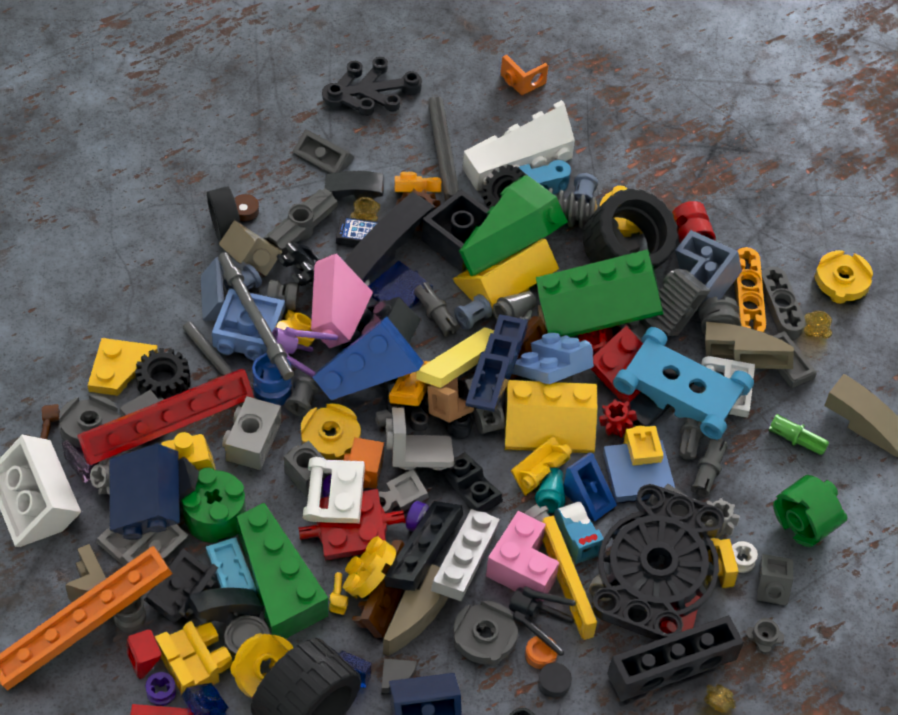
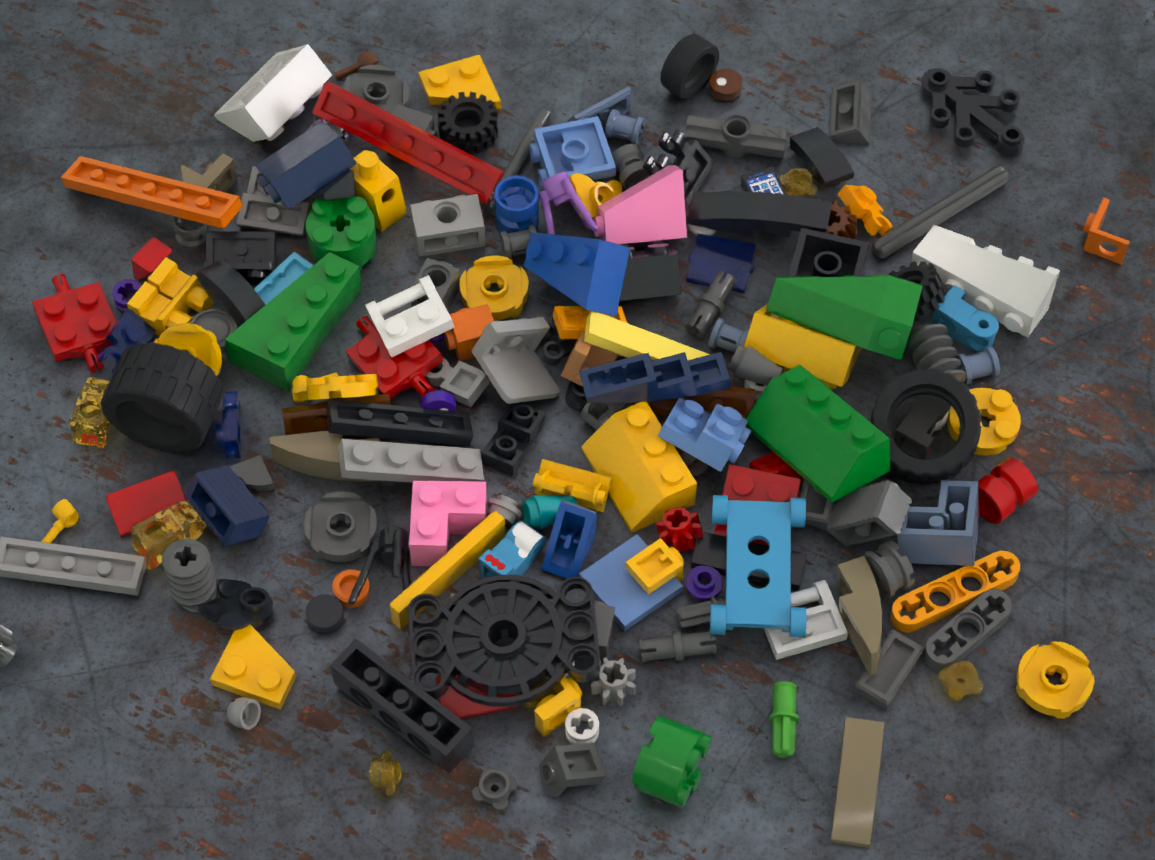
camera: 65 degrees right, 5 degrees up
(249, 248) = (663, 106): dark tan slope -> none
(275, 351) = (532, 183): dark grey bar -> none
(666, 434) = (703, 592): none -> dark purple plate

